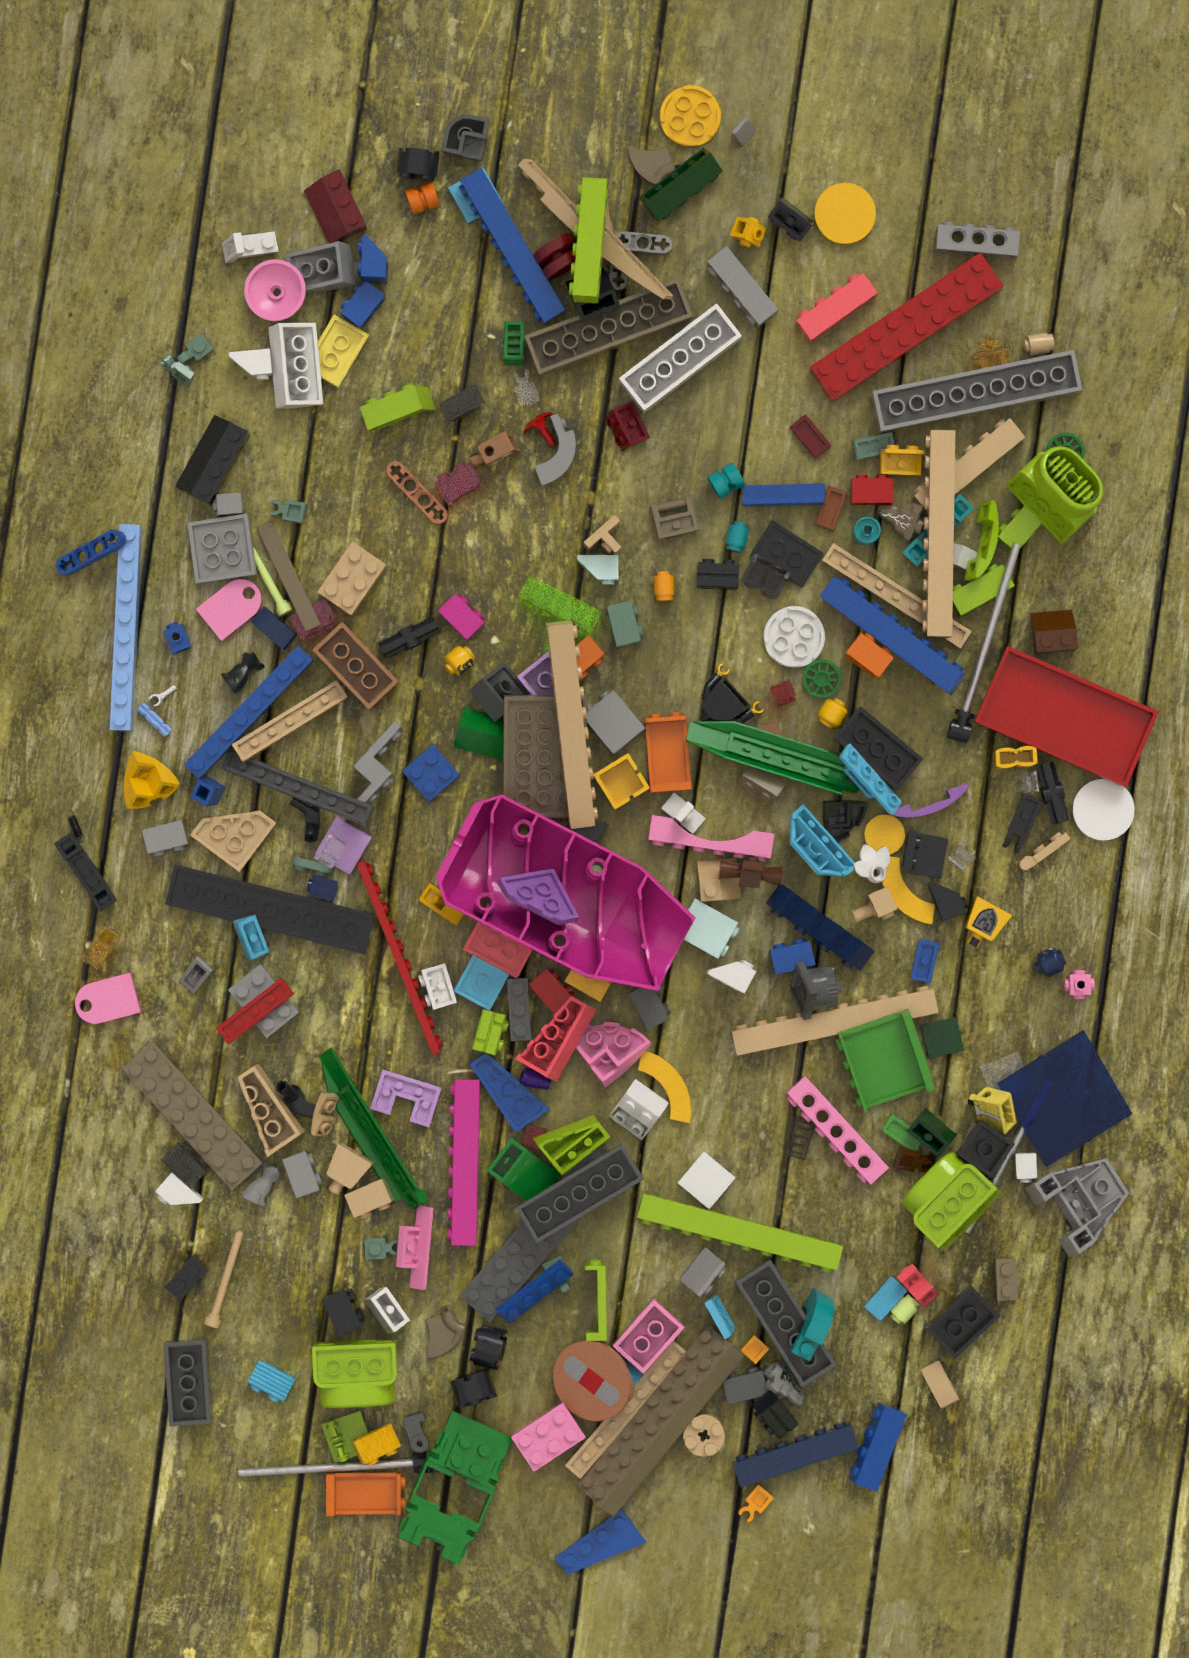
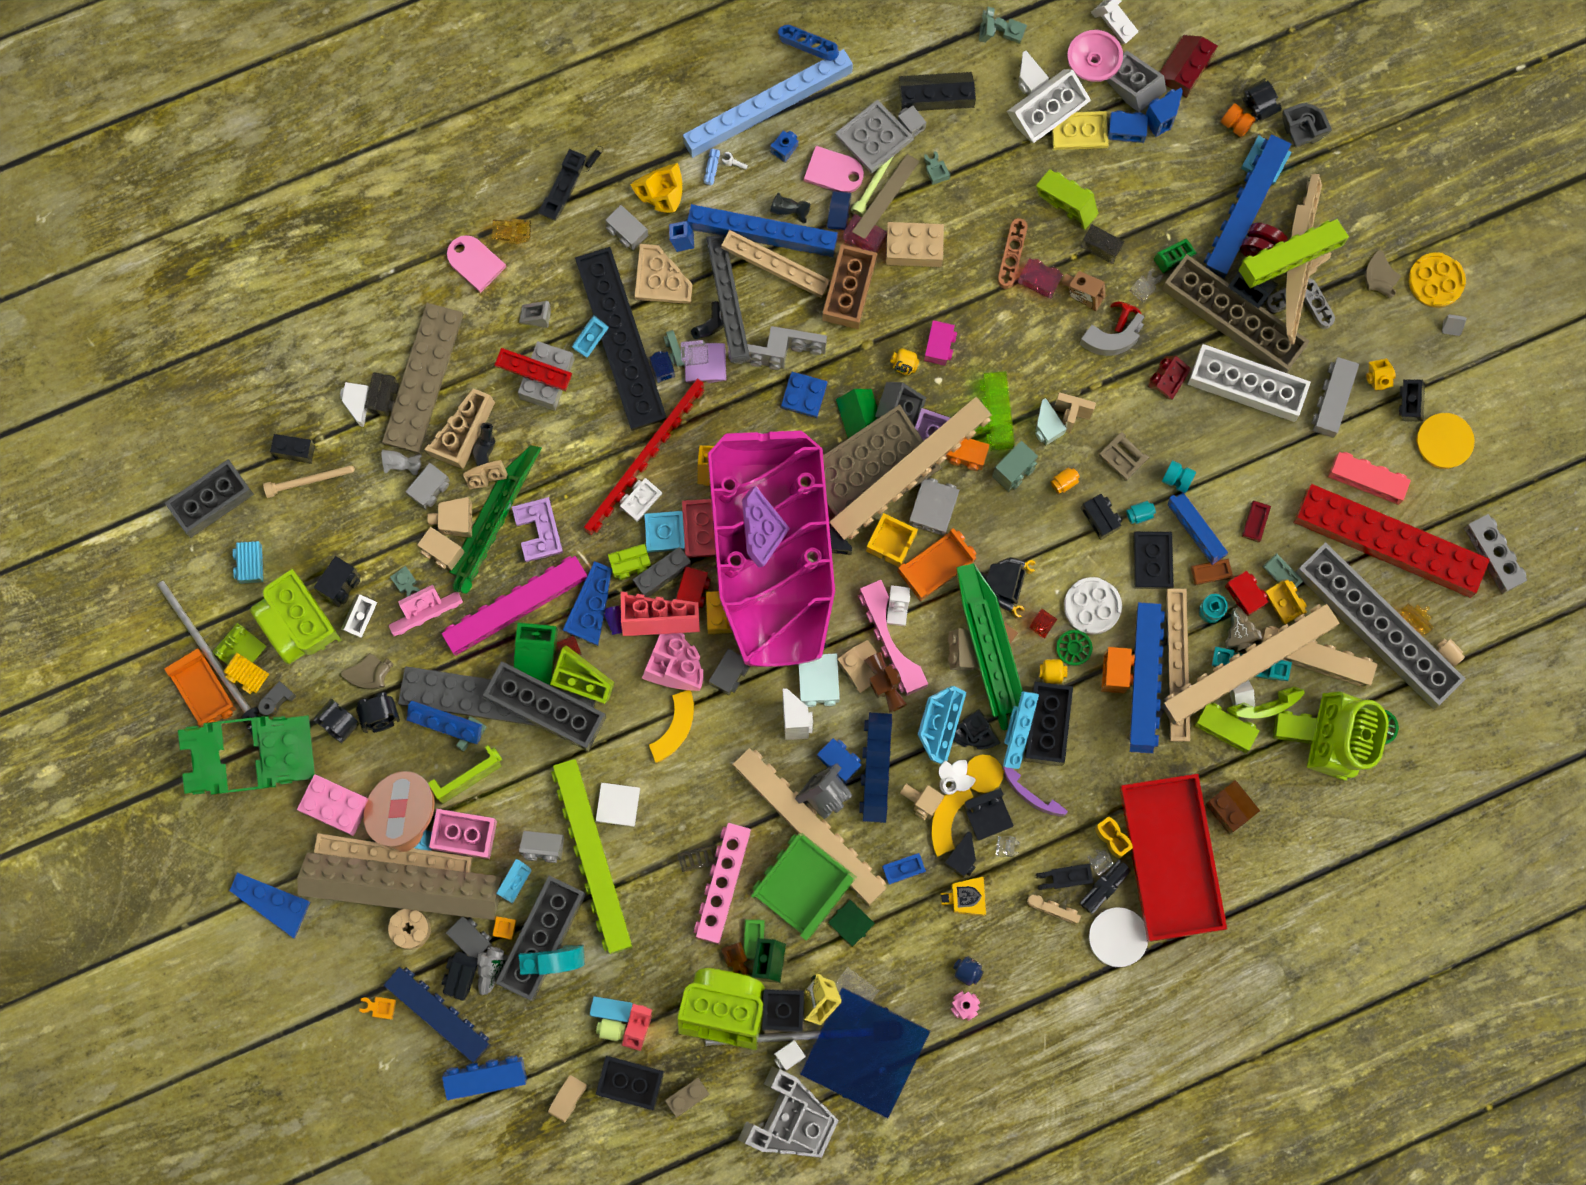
camera: 60 degrees right, 10 degrees down
(409, 637) = (898, 314): black piece -> none
(638, 1109) = (641, 714): white slope -> none
(681, 184) = (1381, 302): dark green brick -> none
(765, 576) = (1124, 552): clear smoke piece -> none
(960, 727) = (1107, 780): flat silver piece -> none

